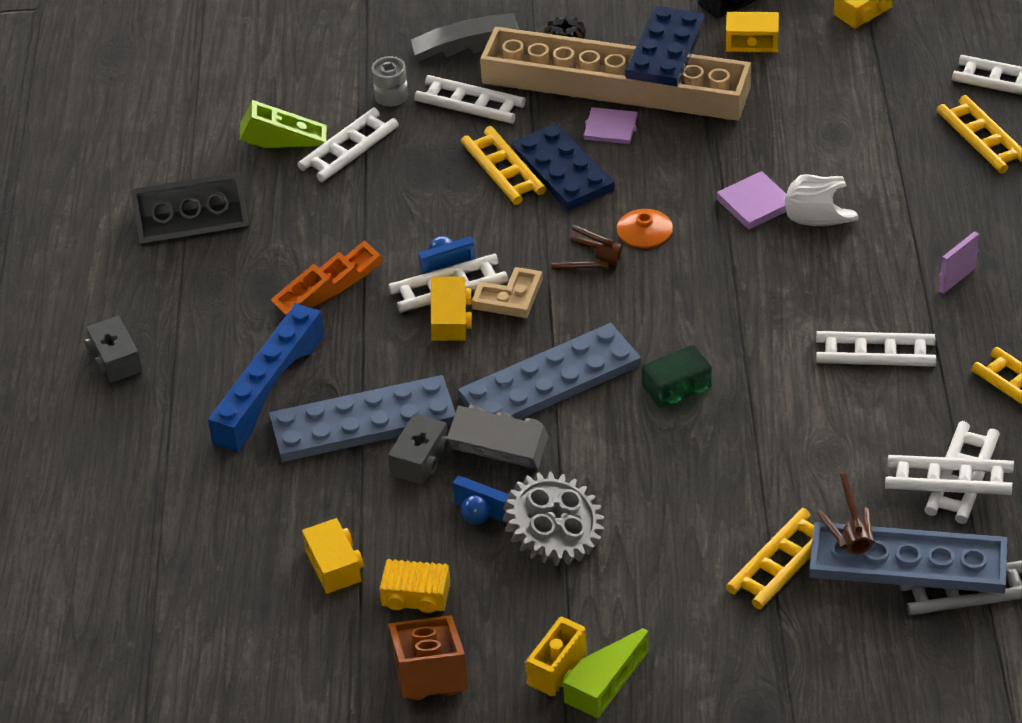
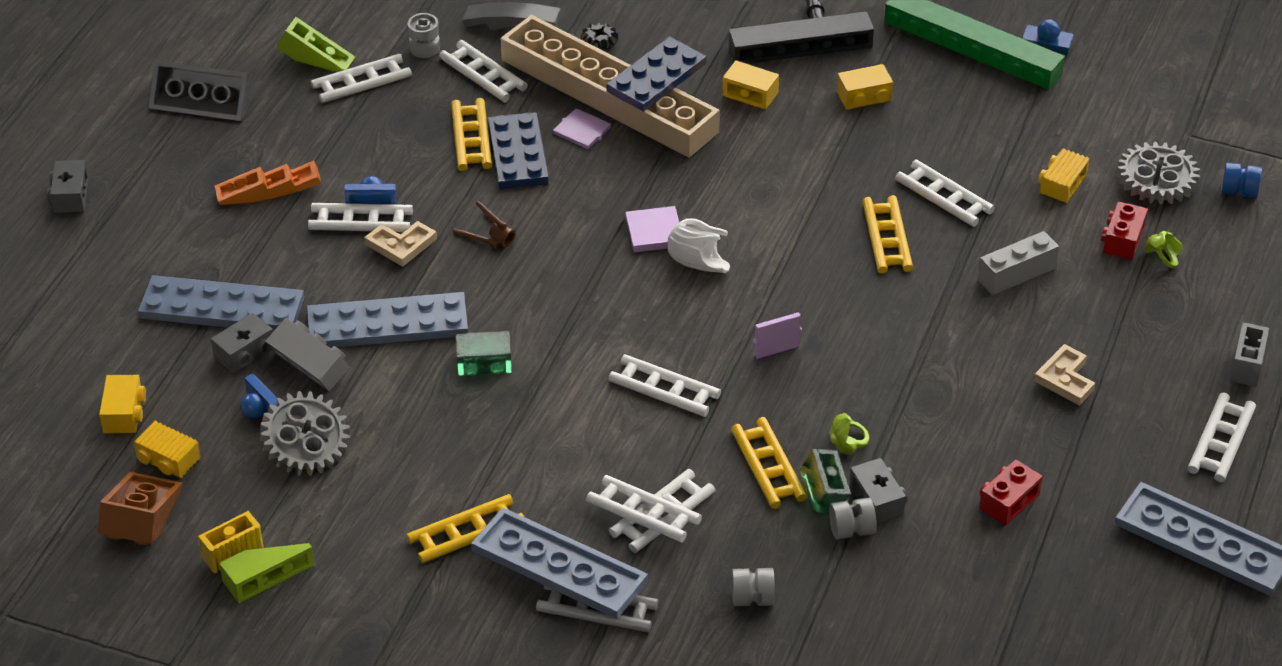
camera: 20 degrees right, 0 degrees up
(238, 411) = (126, 266): blue arch -> none
(448, 309) = (341, 237): yellow brick -> none
(644, 228) = (549, 223): orange dish -> none
(856, 535) = (521, 528): reddish brown plant -> none

